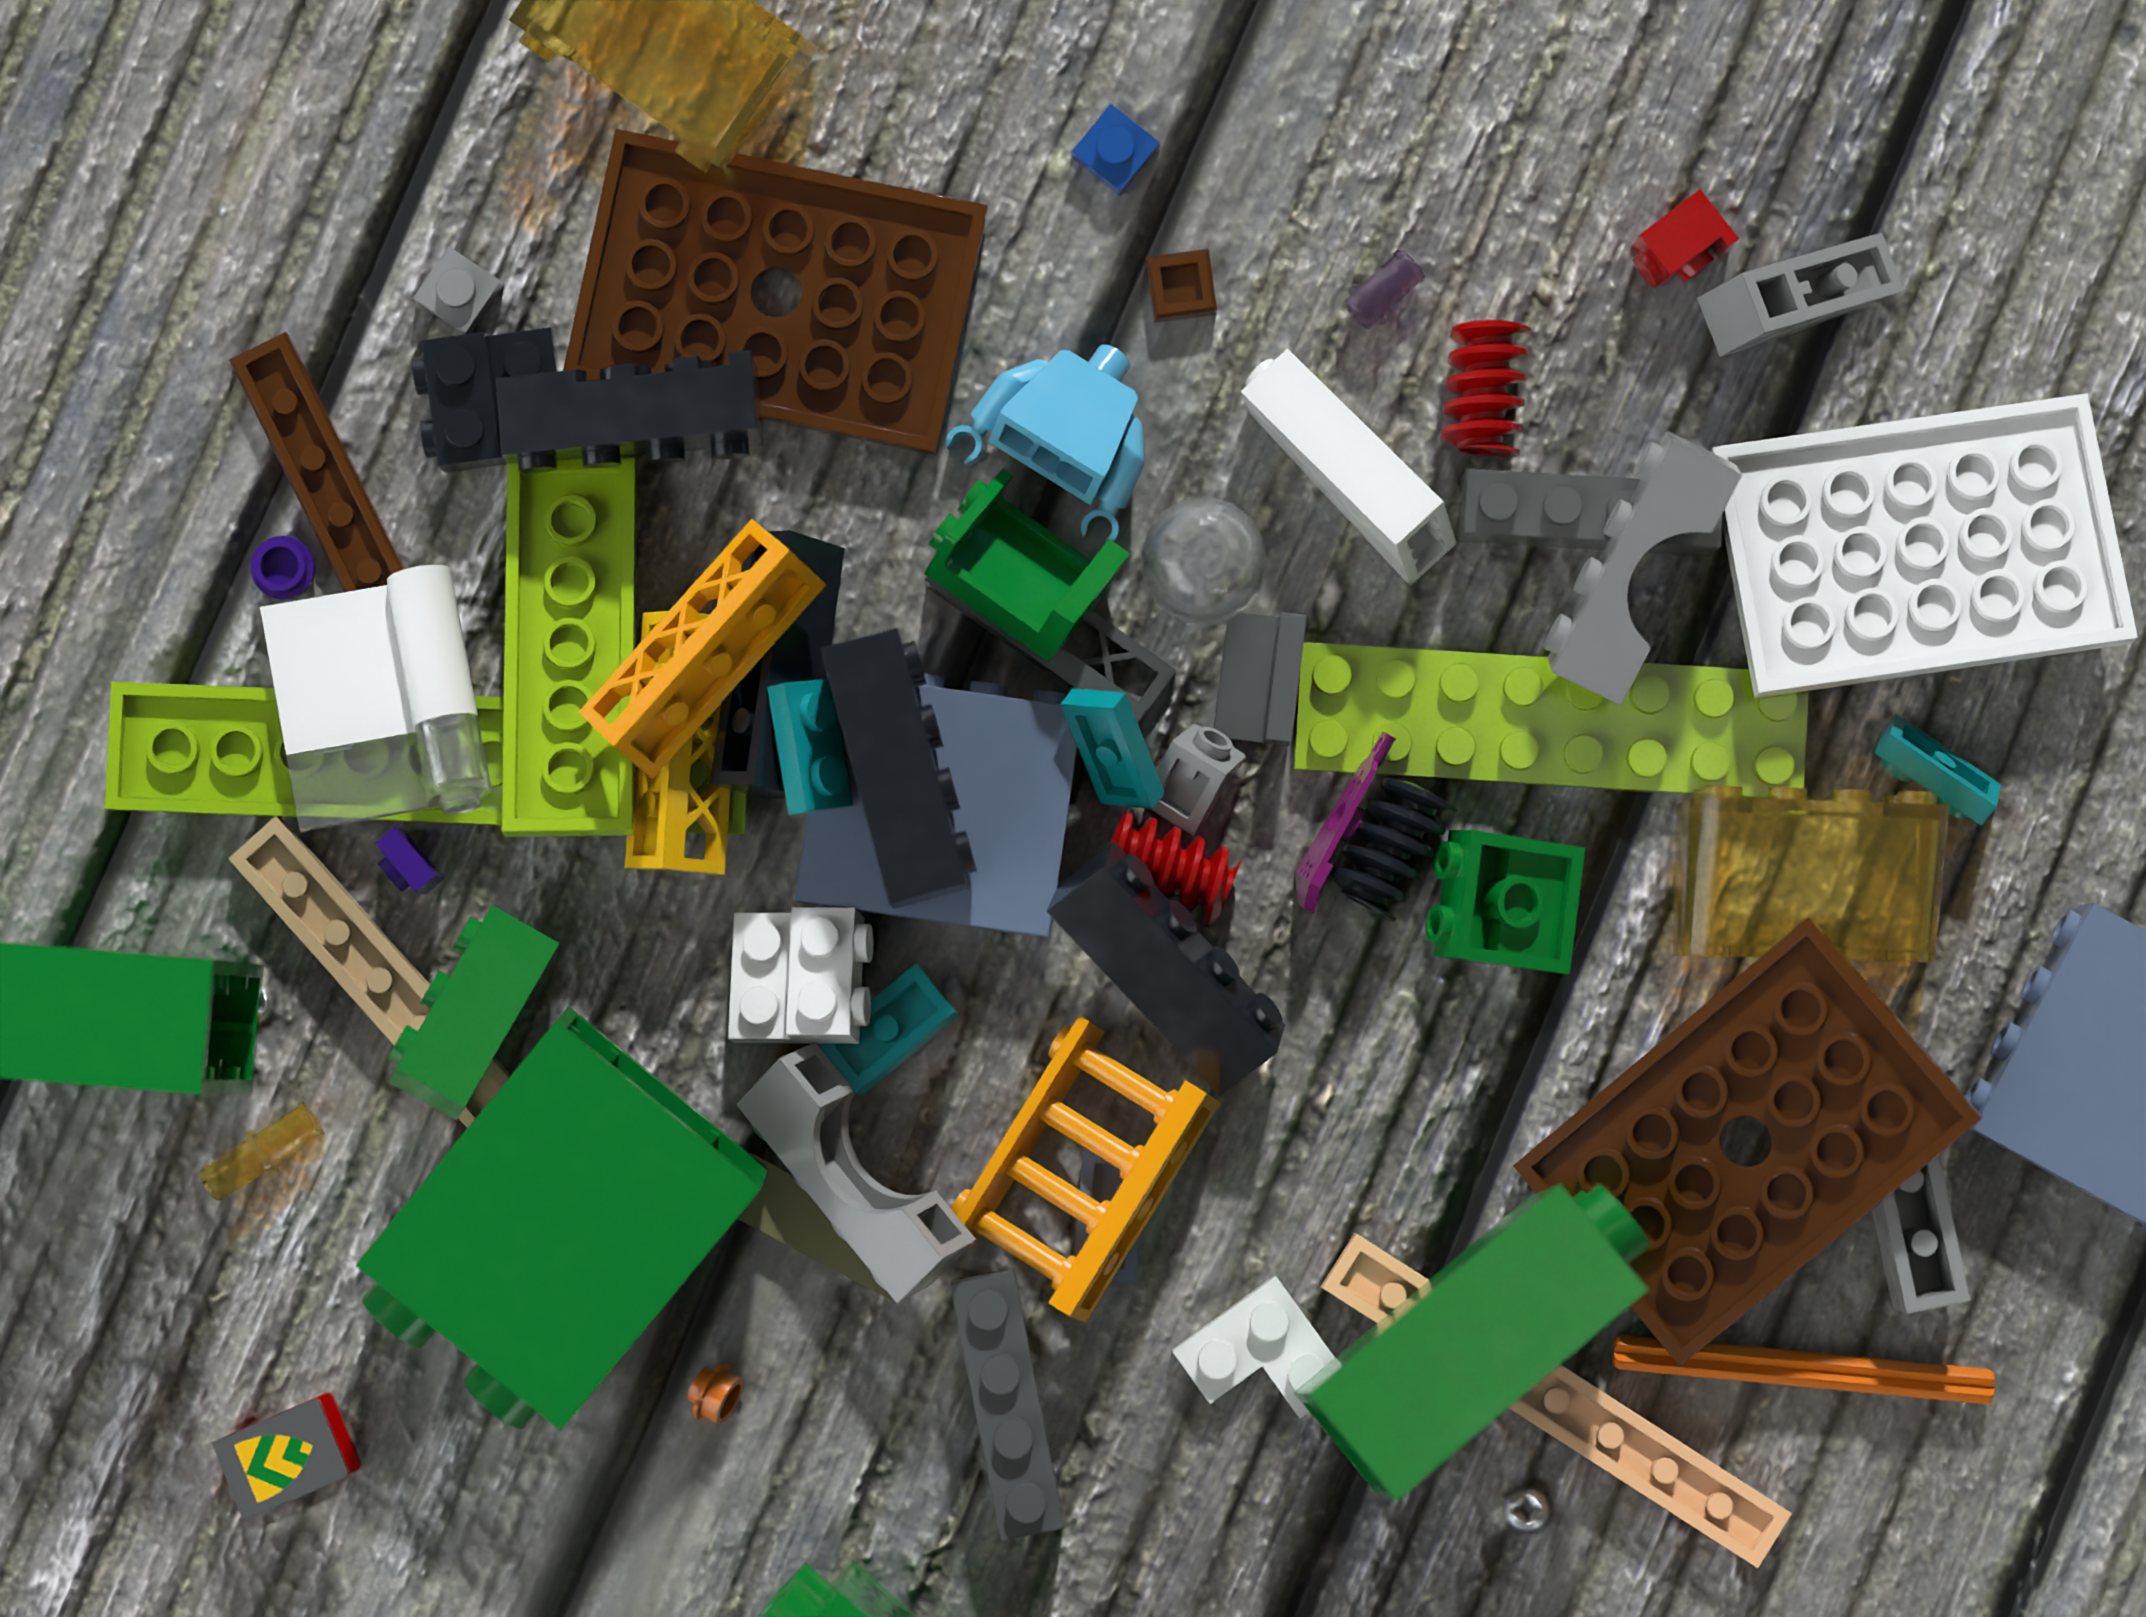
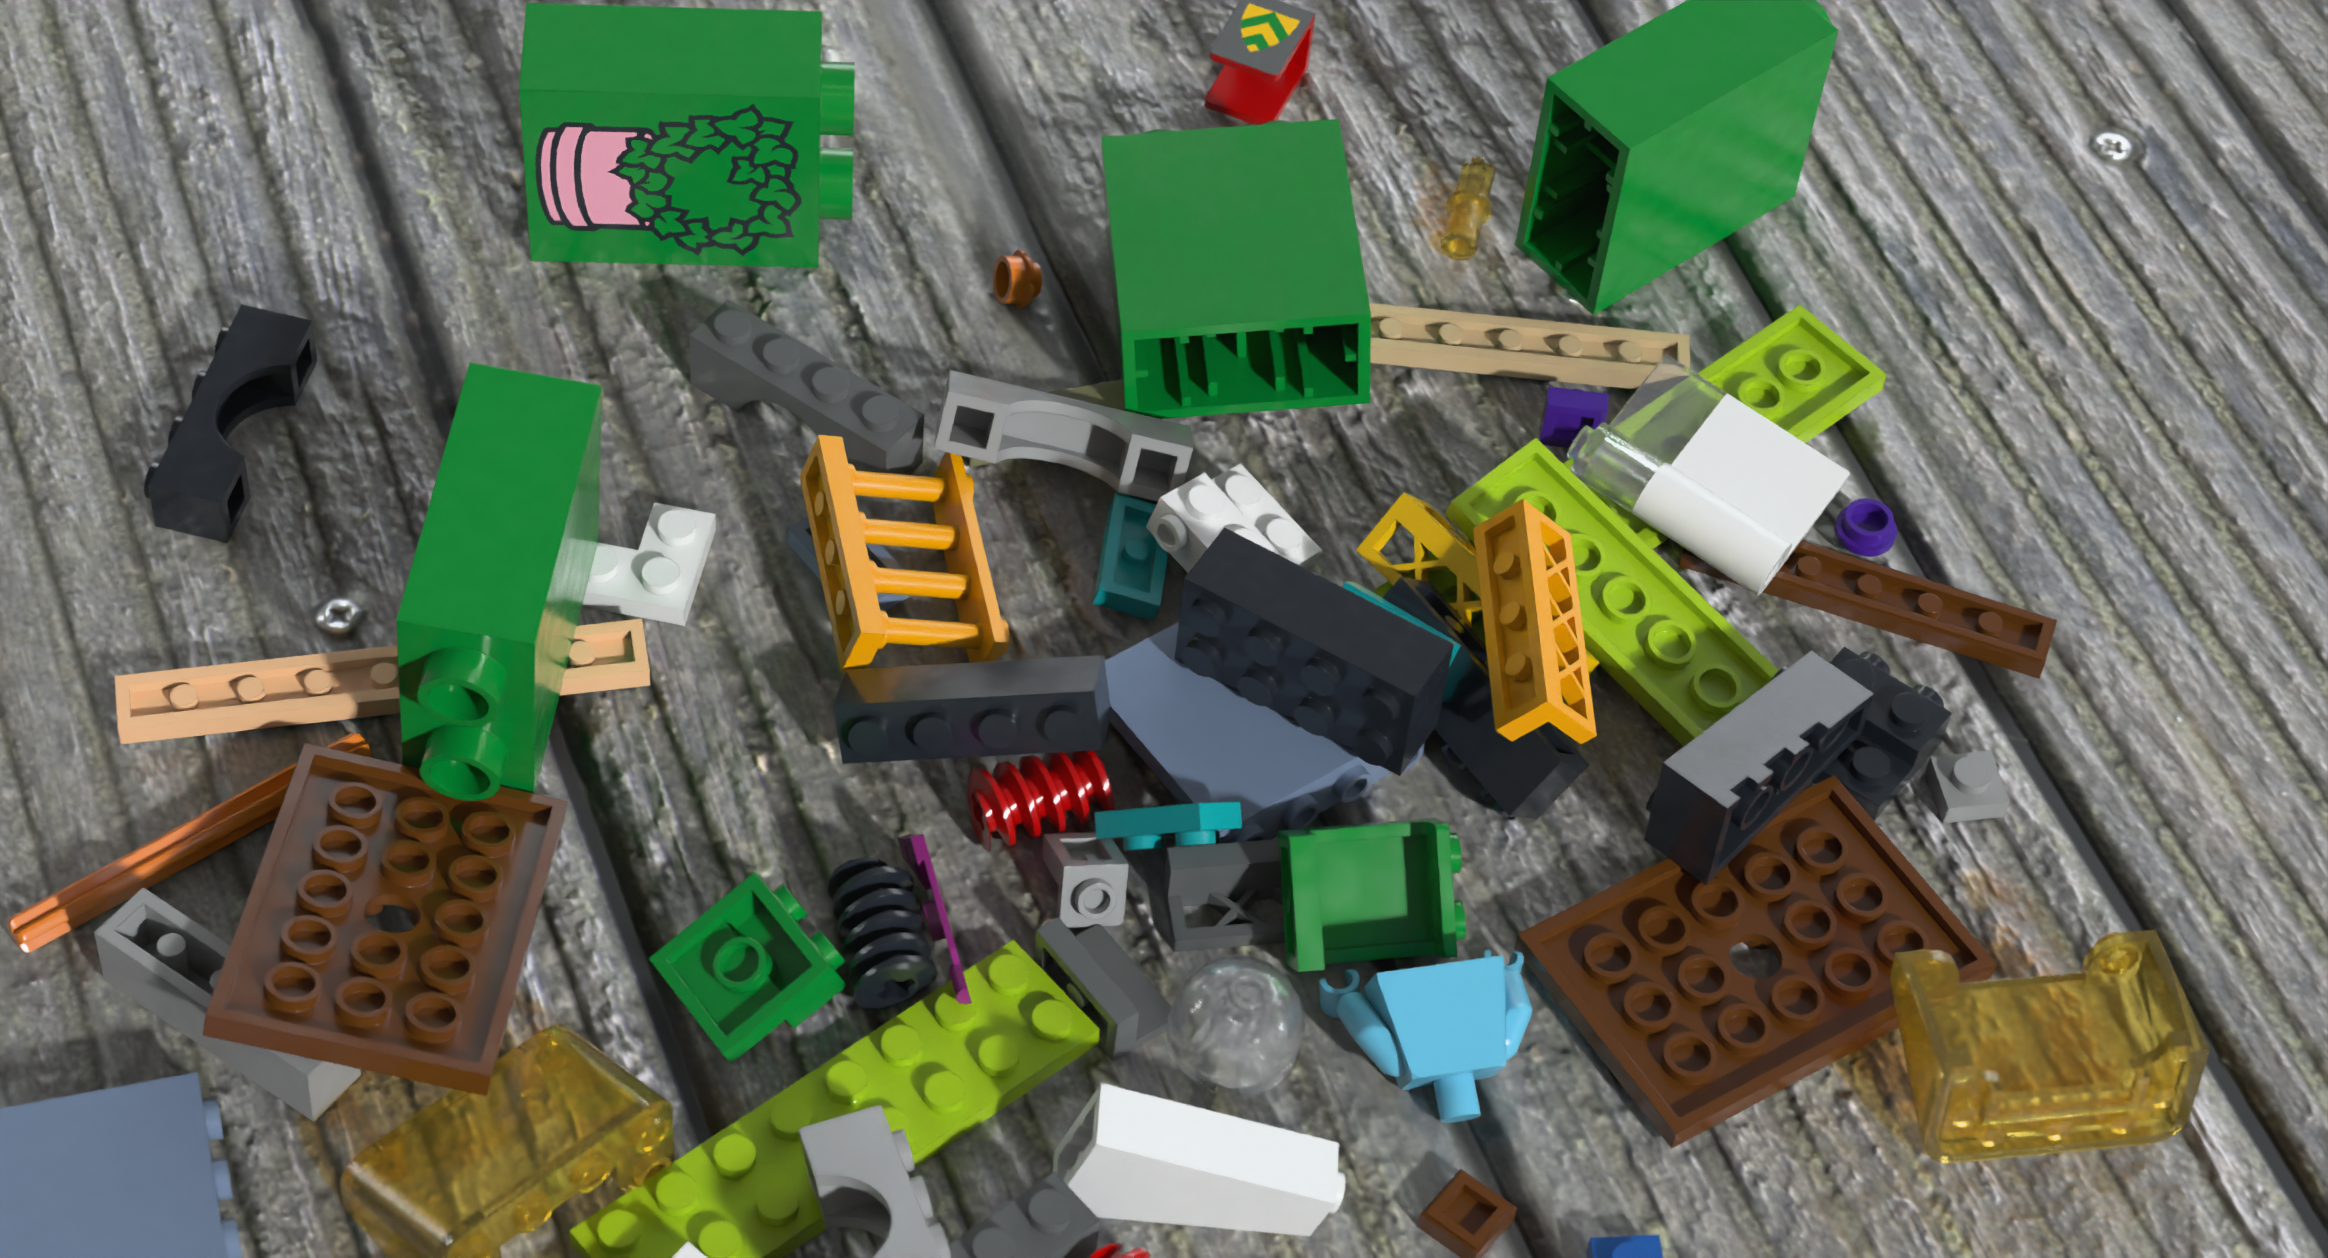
camera: 135 degrees right, 35 degrees down
(470, 1011) = (1430, 347): green brick -> none

